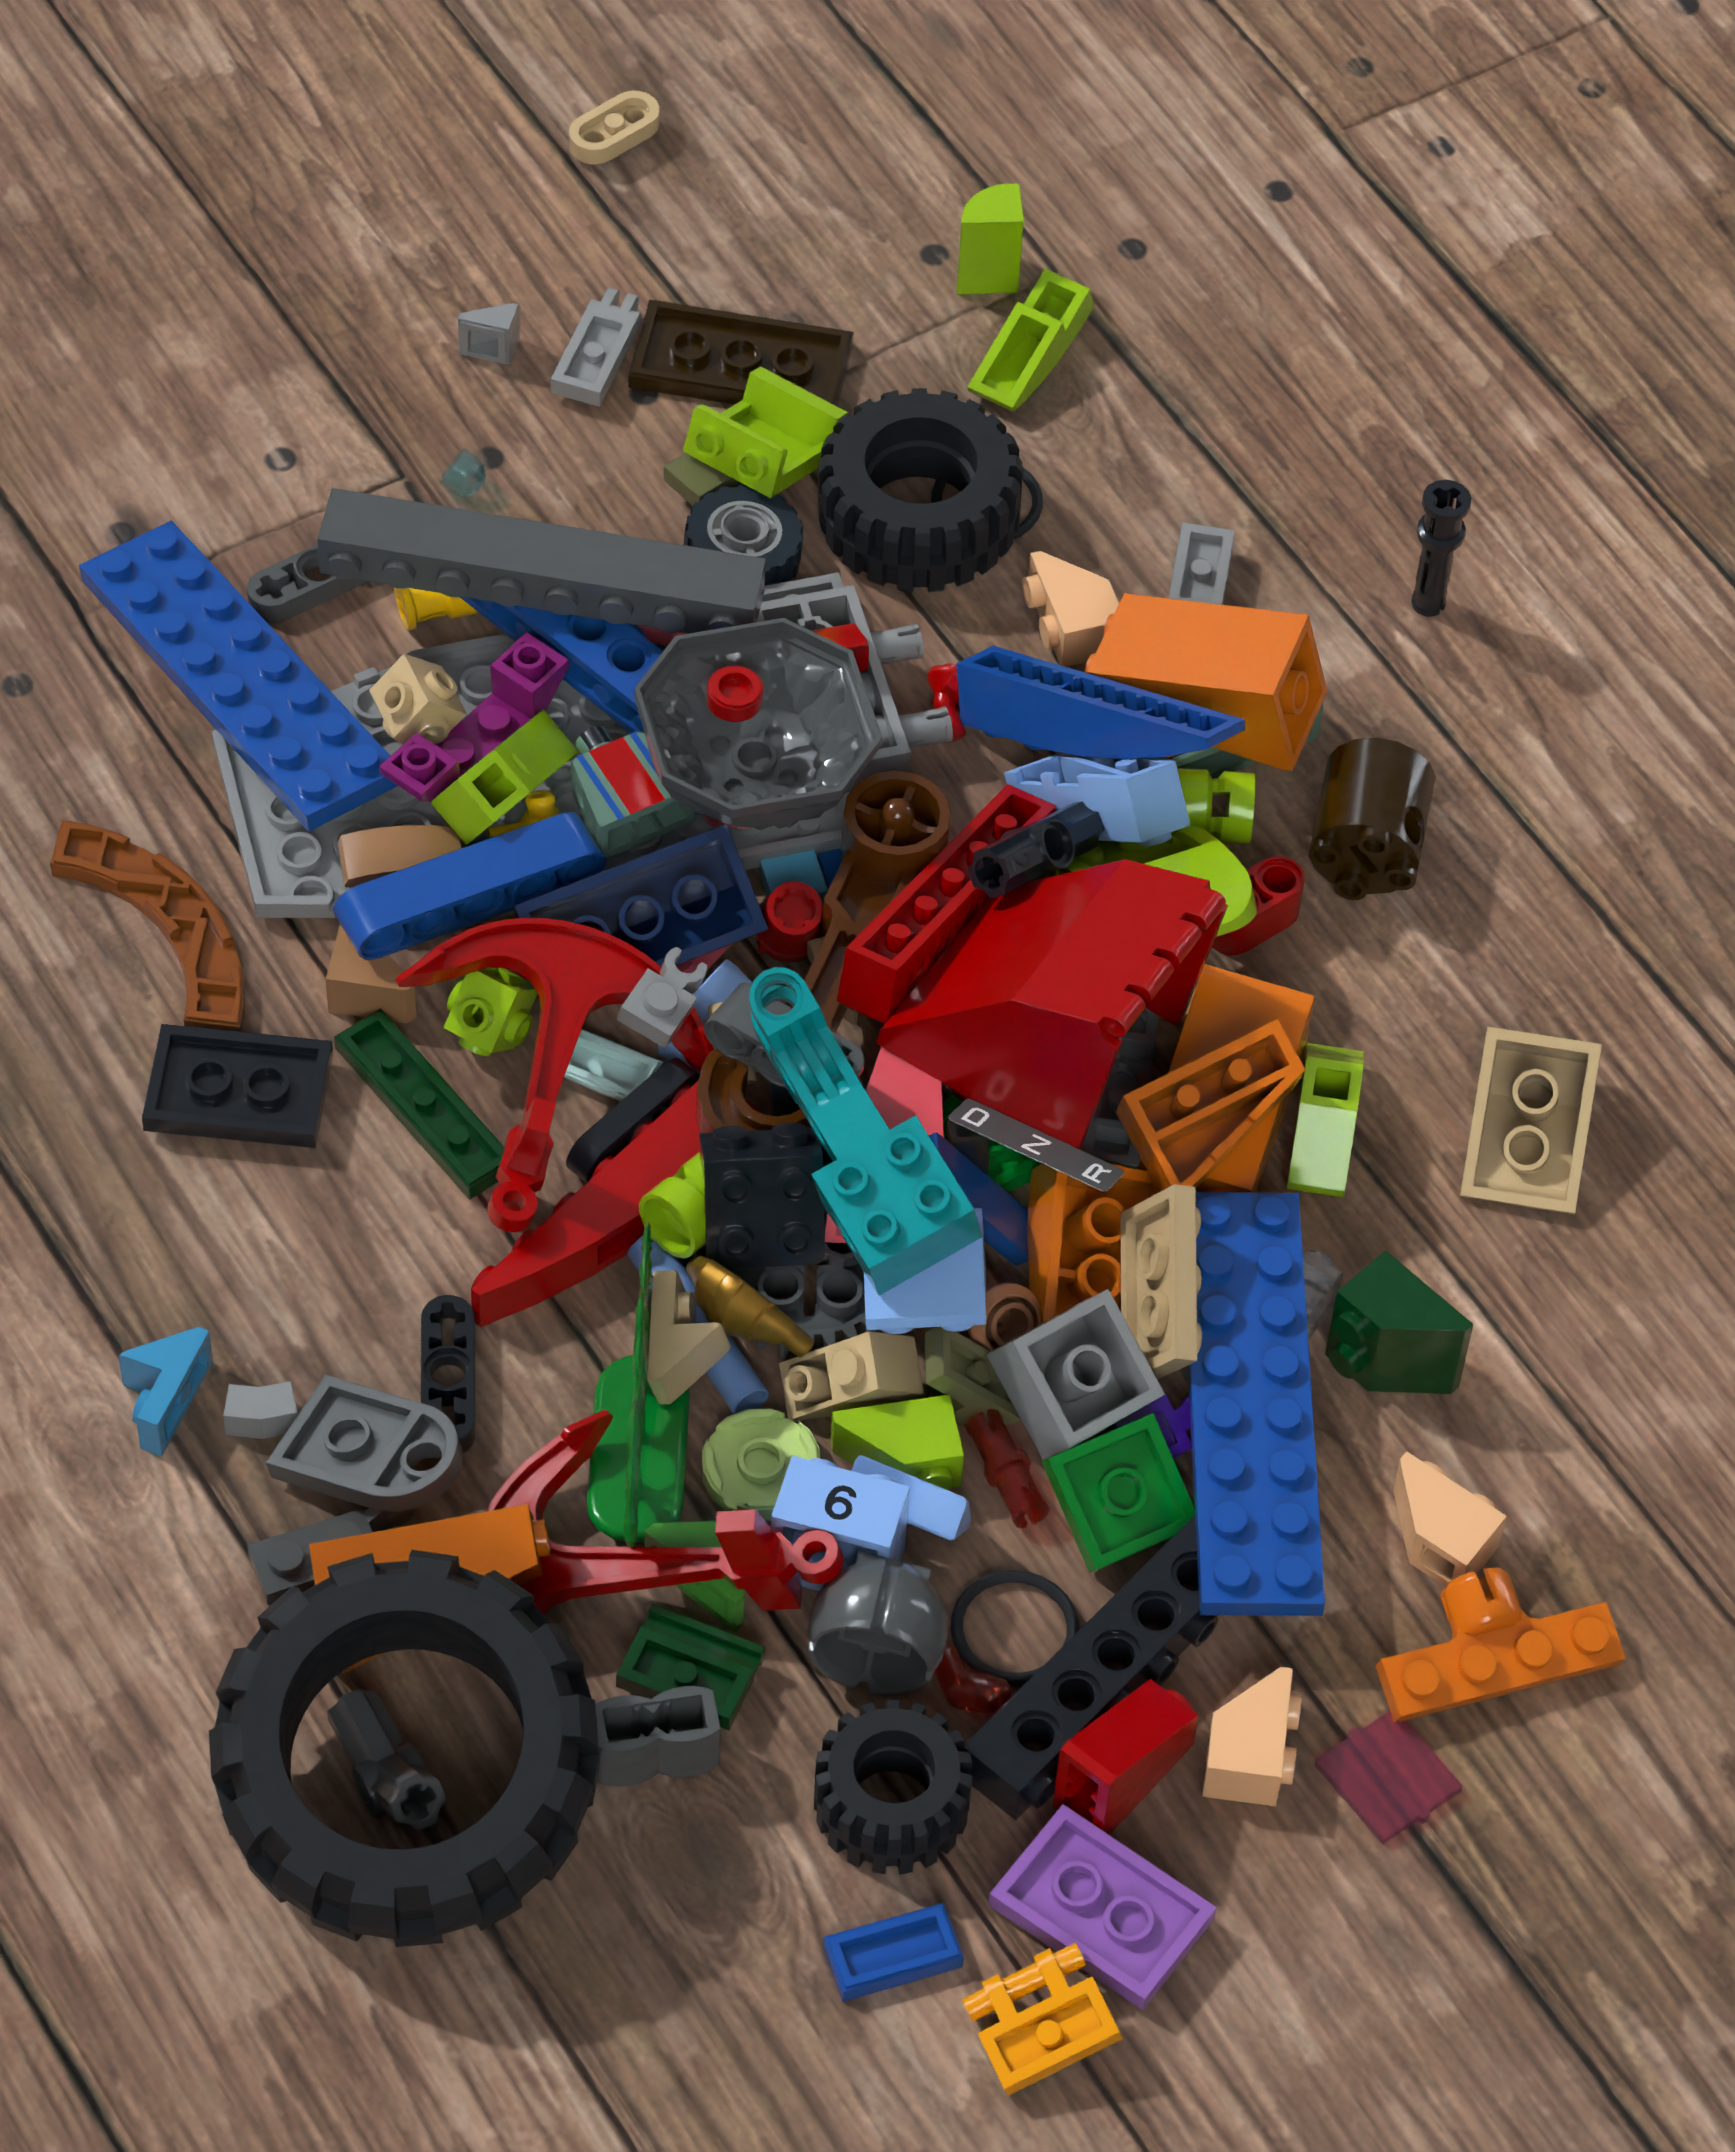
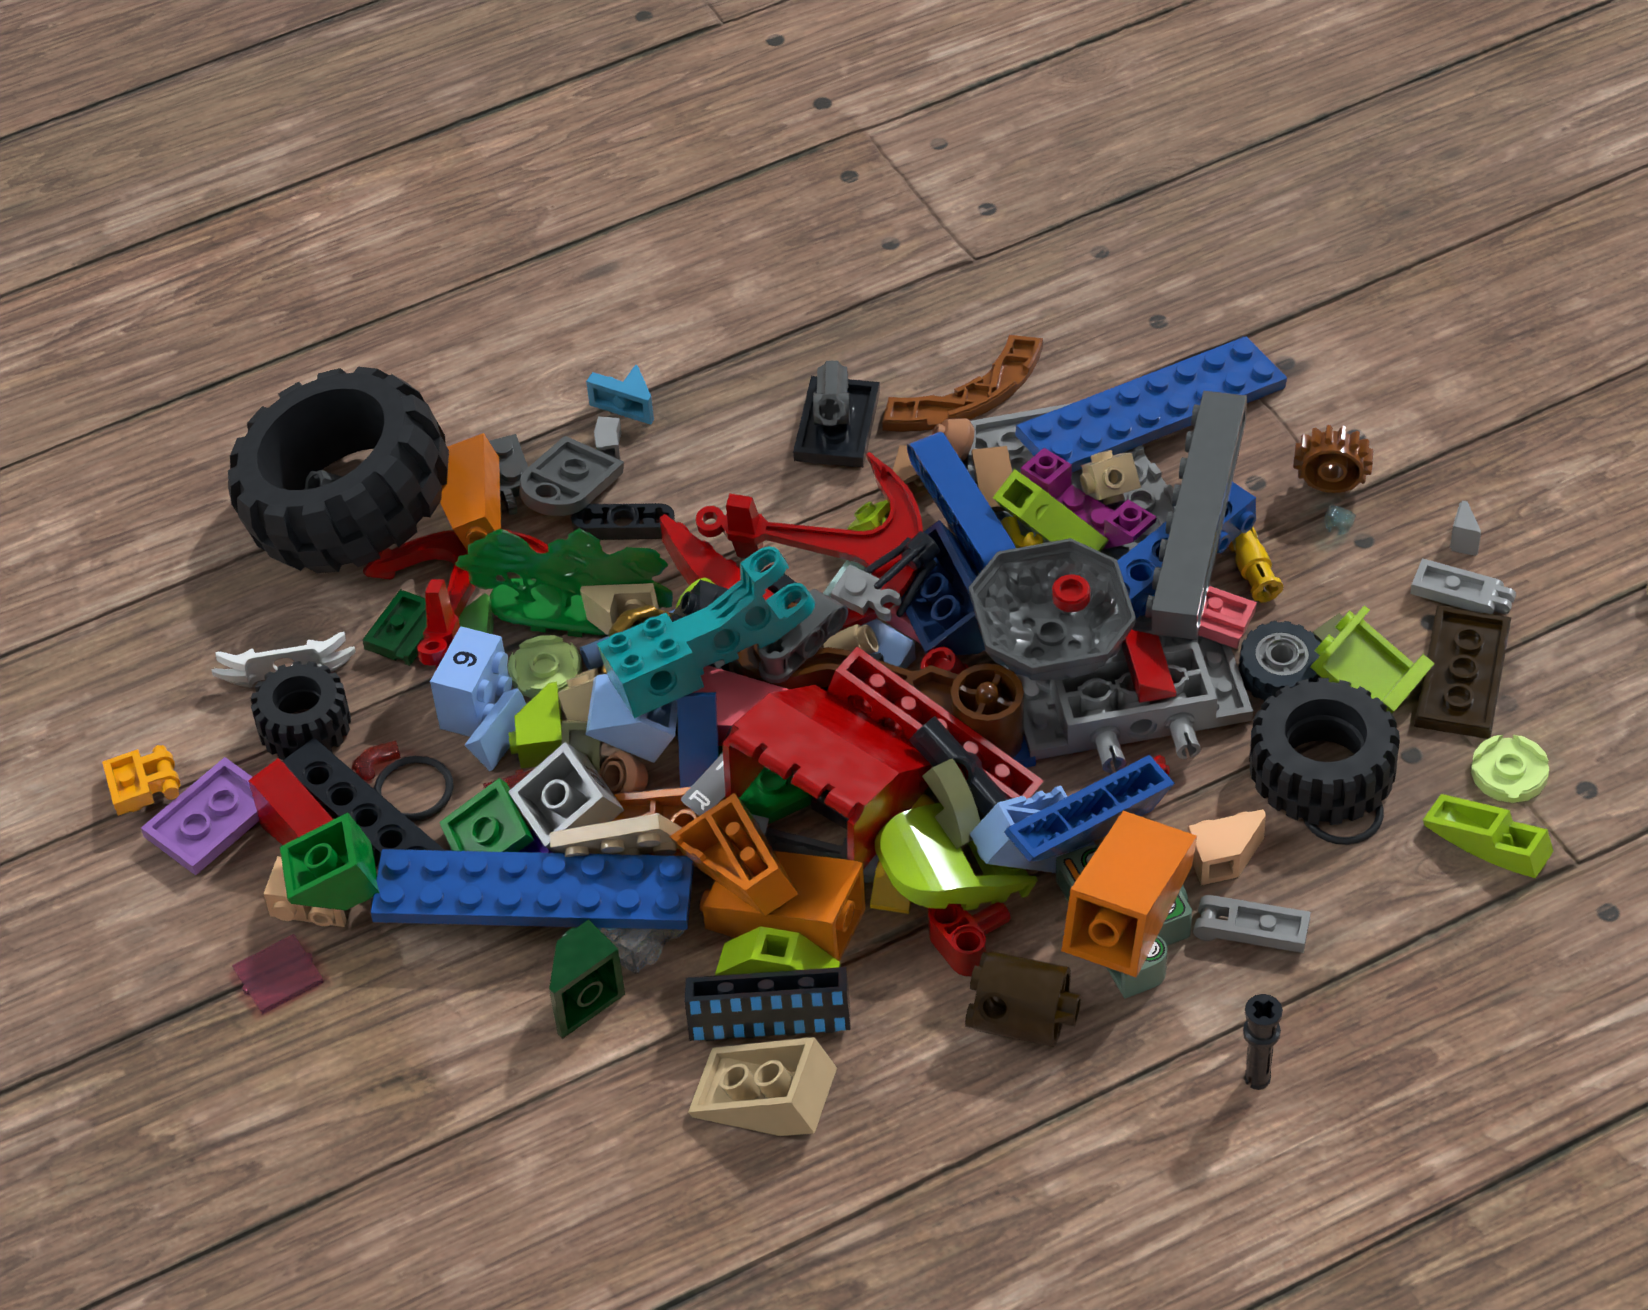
camera: 100 degrees right, 5 degrees down
(239, 1065) = (831, 401): none -> dark grey piece
(295, 596) = (1265, 460): dark grey beam -> none
(299, 918) = (959, 433): none -> nougat cone
(379, 447) = (1333, 460): none -> dark orange gear
(422, 1102) = (832, 504): dark green tile -> none
(604, 915) = (915, 553): none -> black plant
(662, 1735) = (351, 599): dark grey brick -> none
(795, 1886) = (252, 666): none -> white piece
(878, 1626) = (399, 699): dark grey piece -> none
(893, 1952) = (207, 721): blue tile -> none
(908, 322) = (1510, 768): none -> yellowish green tile
(991, 241) = (1573, 798): lime brick -> none
(1103, 847) = (953, 792): none -> olive slope
(1239, 791) = (1041, 913): lime wheel -> none
(1249, 1666) = (330, 866): none -> green slope
(1406, 1110) = (767, 1004): none -> black brick
(1443, 1523) = (444, 1005): light nougat slope -> none
(1496, 1649) = (348, 1030): orange plate -> none

